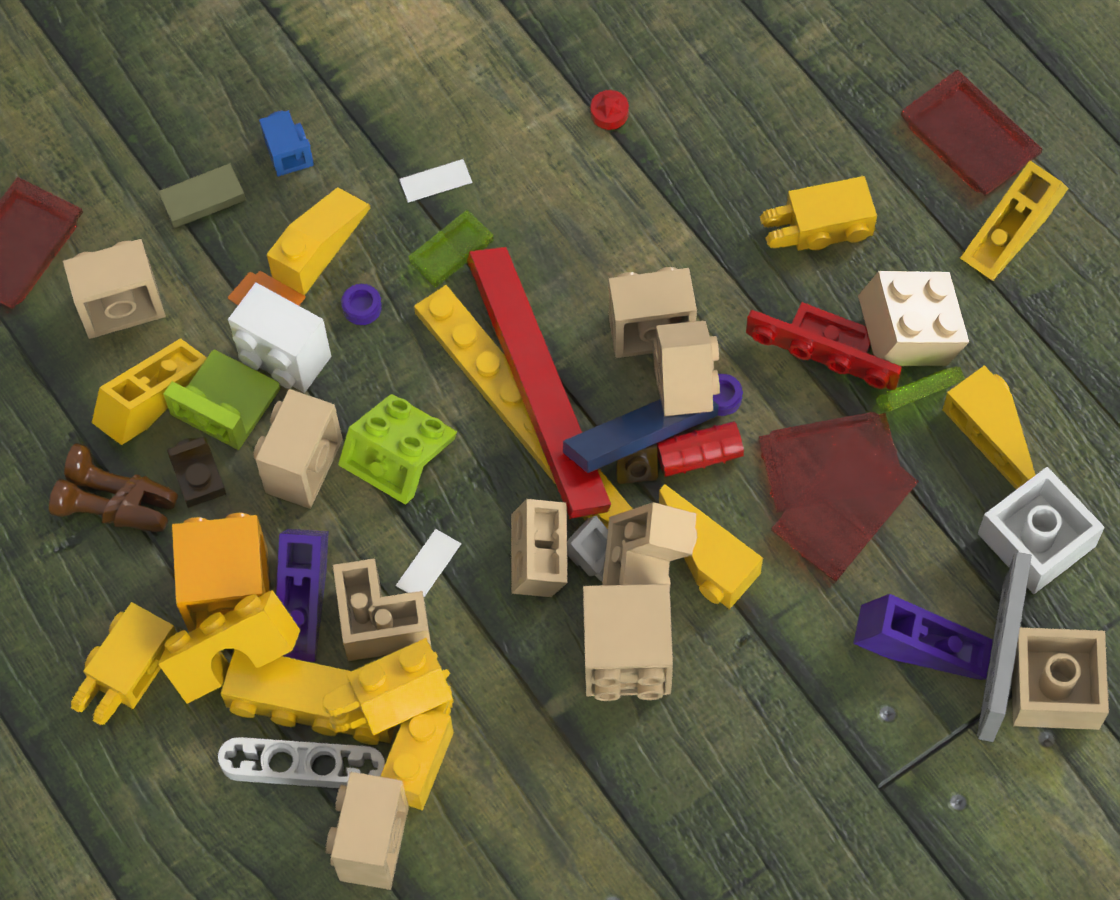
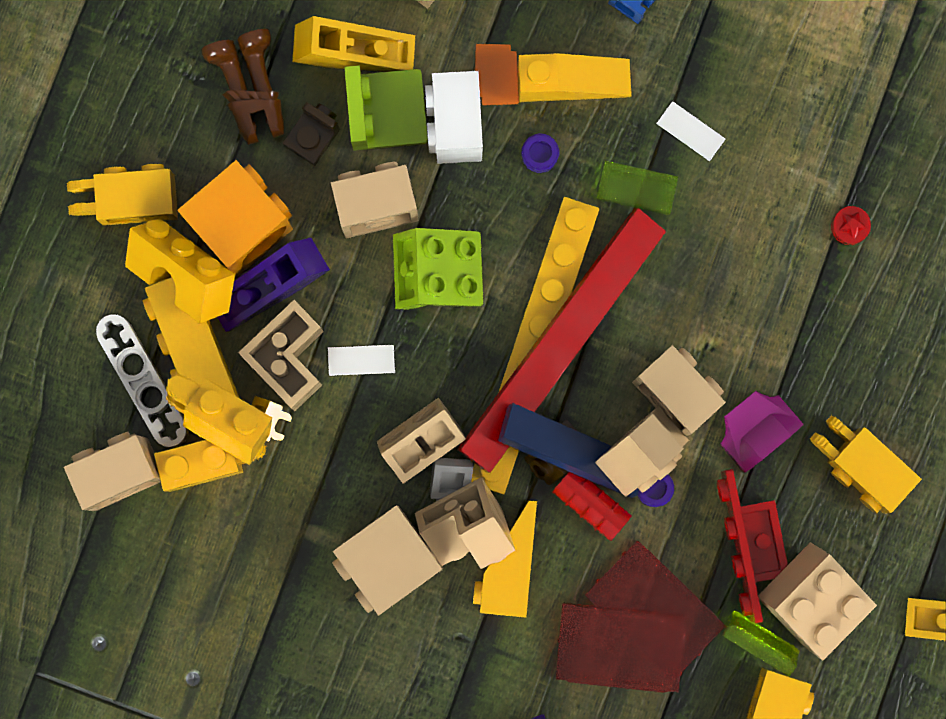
camera: 50 degrees right, 20 degrees up
(730, 281) = (757, 429): none -> magenta slope

